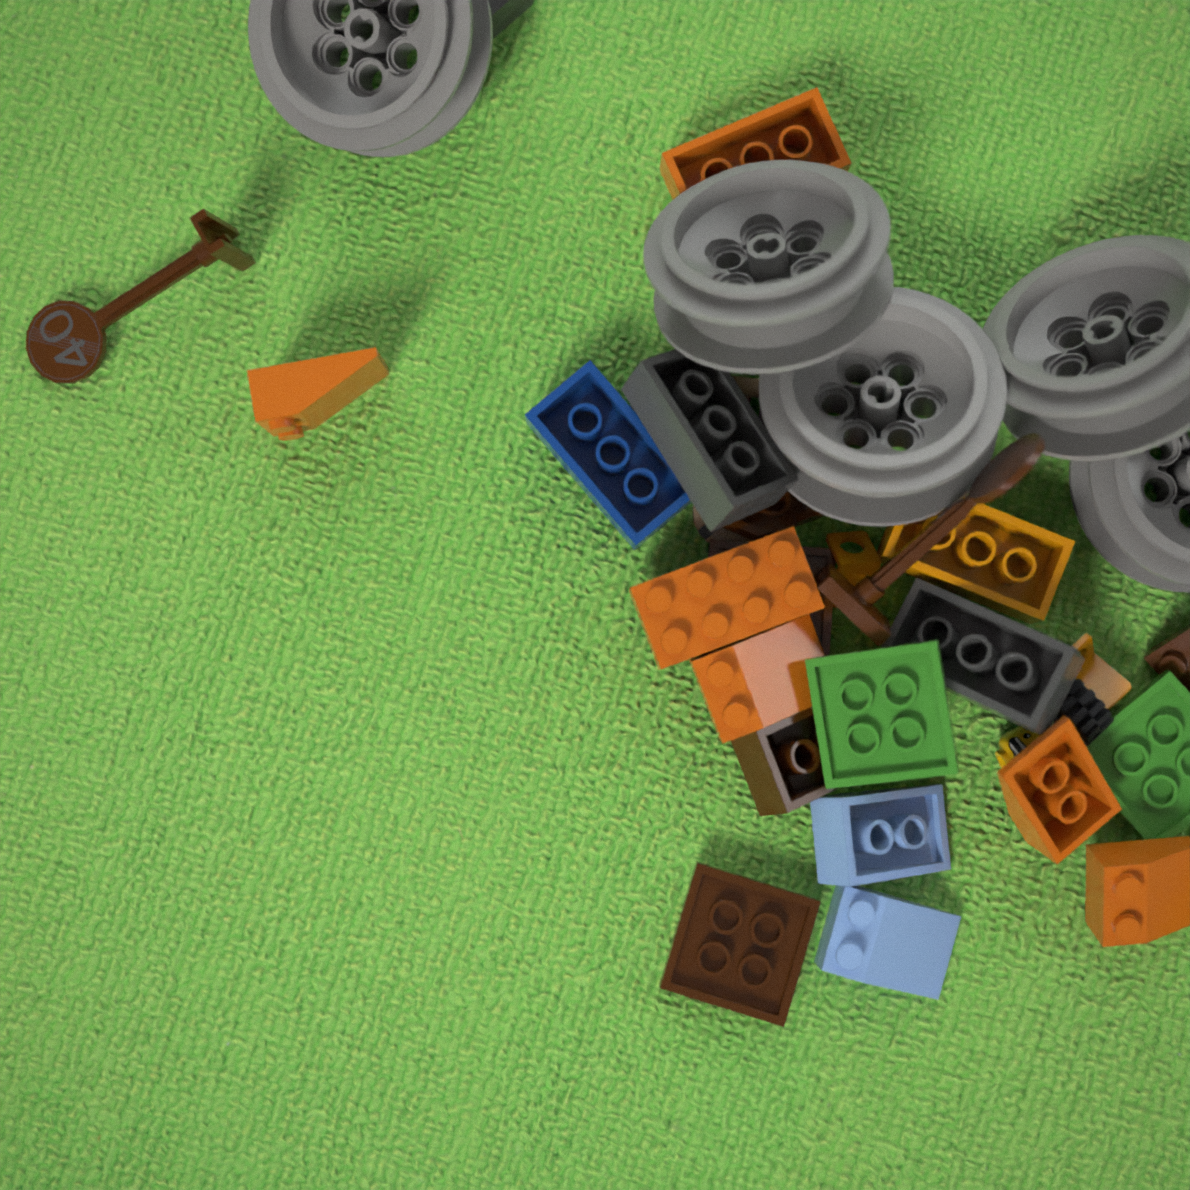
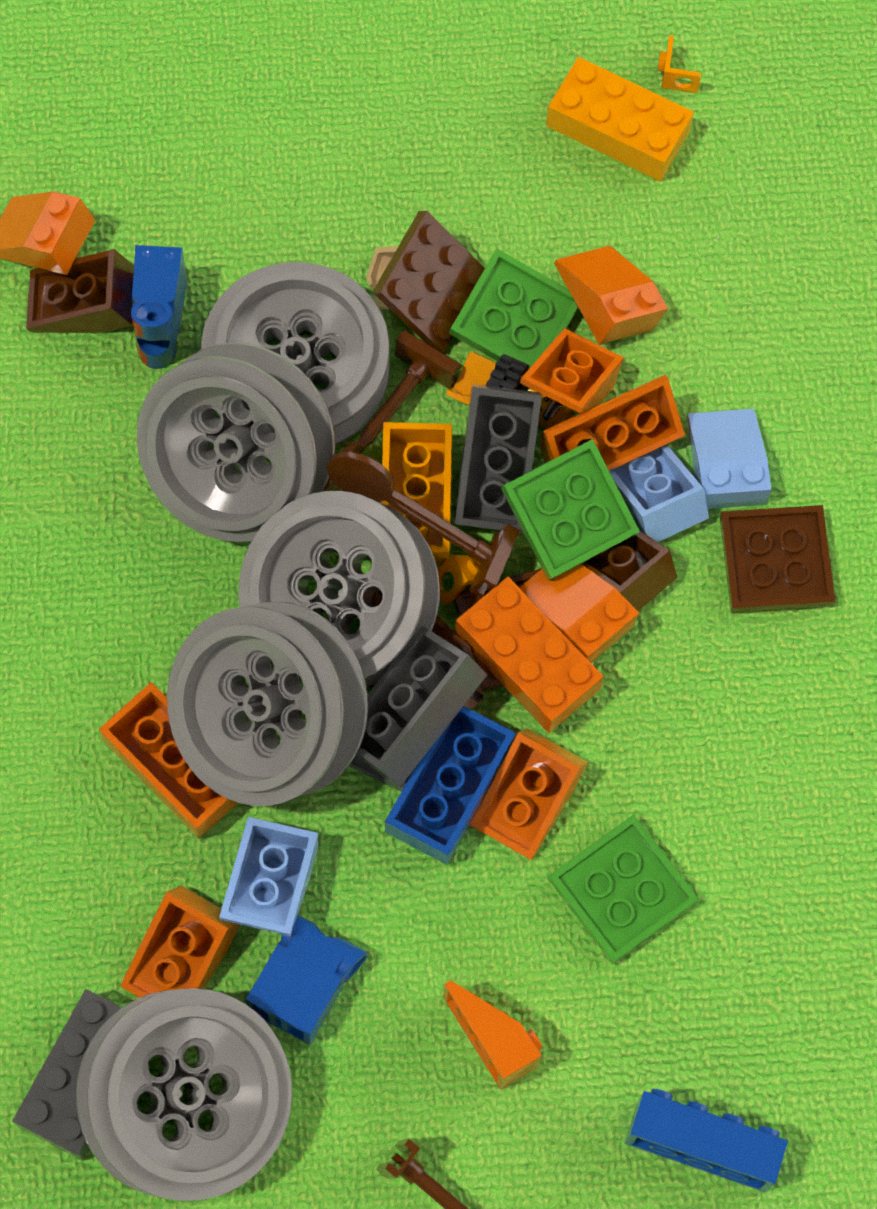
camera: 115 degrees left, 15 degrees down
(107, 572) = (706, 1140): none -> blue brick
(422, 602) = (623, 889): none -> bright green plate
(459, 217) = (304, 979): none -> blue piece
(544, 106) = (180, 945): none -> orange slope
(572, 543) = (528, 793): none -> orange slope
(577, 215) = (270, 876): none -> light blue slope
(966, 821) = (620, 427): none -> orange slope
(1137, 627) = (423, 362): none -> reddish brown piece

